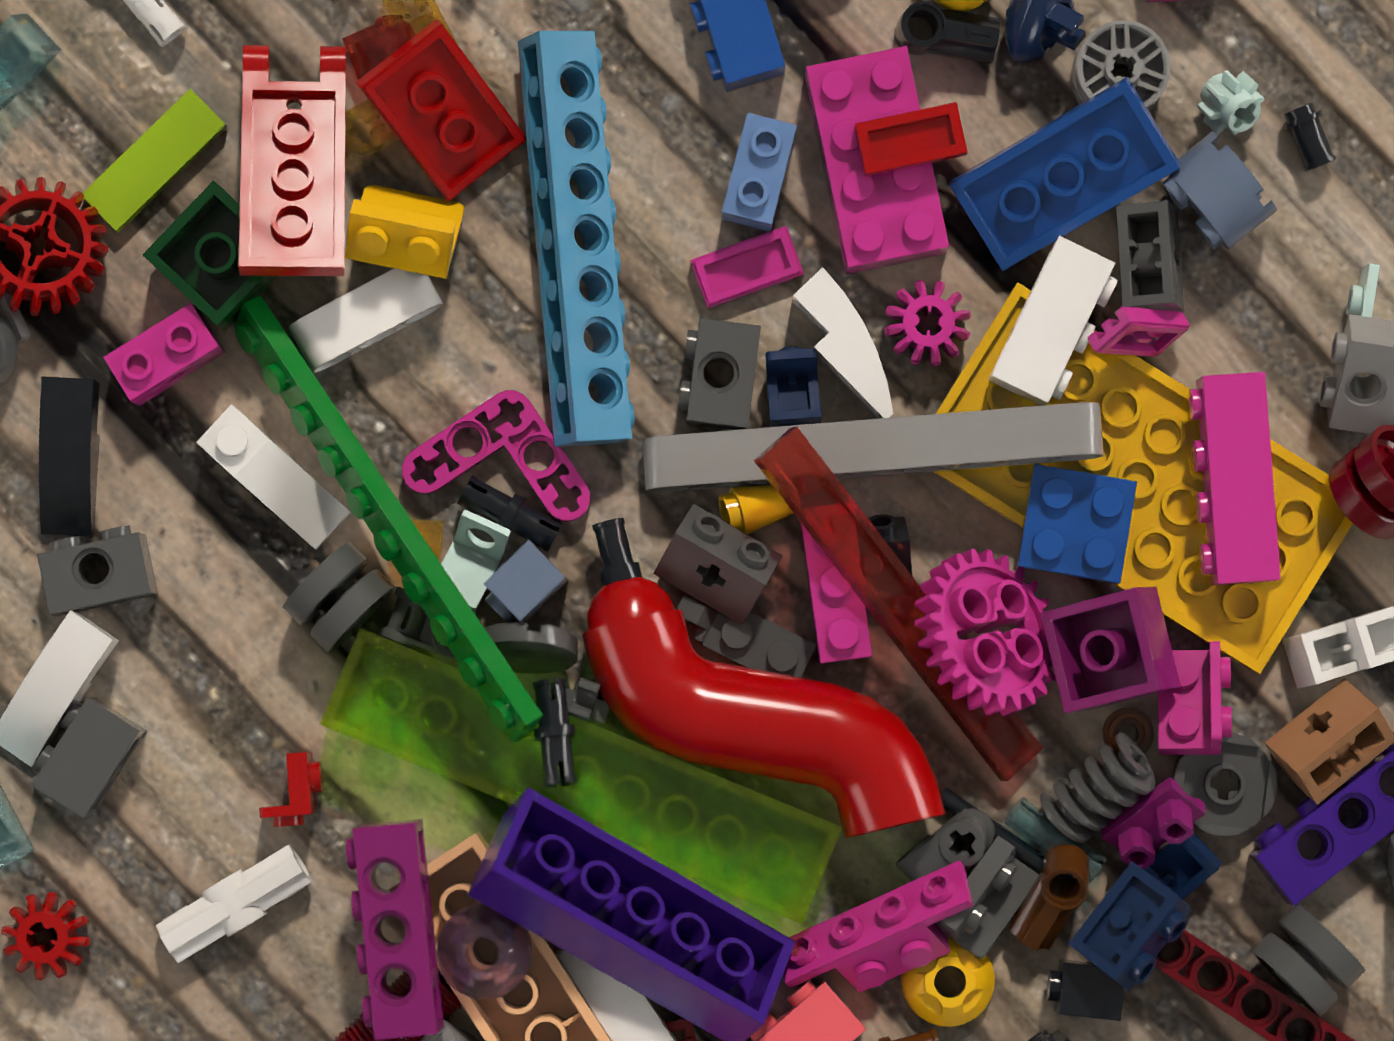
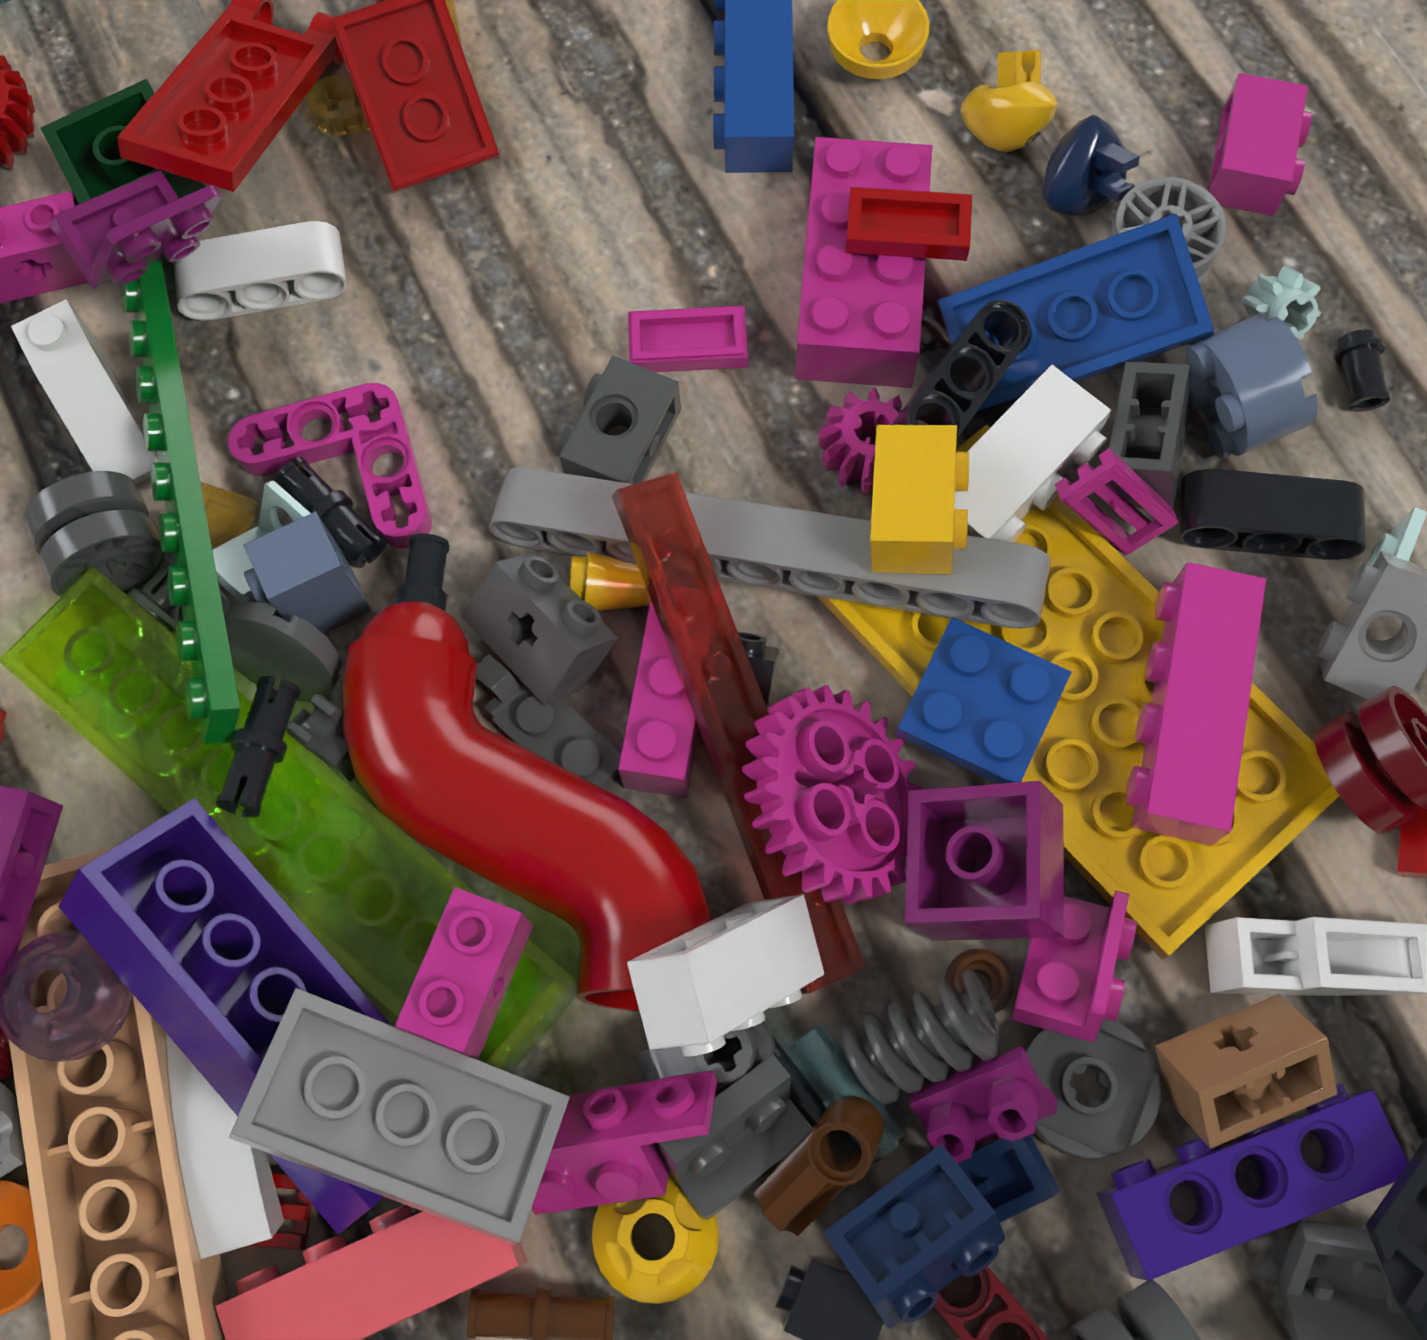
camera: 20 degrees right, 15 degrees down
(154, 160) = (77, 87): lime tile -> none
(282, 337) = (132, 227): none -> magenta bracket
(403, 230) = (320, 180): yellow bracket -> none
(561, 262) = (549, 77): dark azure brick -> none
(758, 172) = (731, 238): medium blue brick -> none
(765, 959) = (401, 1117): none -> light grey plate
(771, 851) = (465, 973): none -> dark pink brick
(793, 387) = (699, 453): dark blue bracket -> none
(846, 344) = (768, 426): white slope -> none
(953, 791) = (725, 974): none -> white brick
(954, 33) = (978, 162): black piece -> none
(986, 395) = (915, 499): none -> yellow brick
(1007, 253) = (972, 360): none -> black beam
(1262, 292) = (1272, 514): none -> black beam

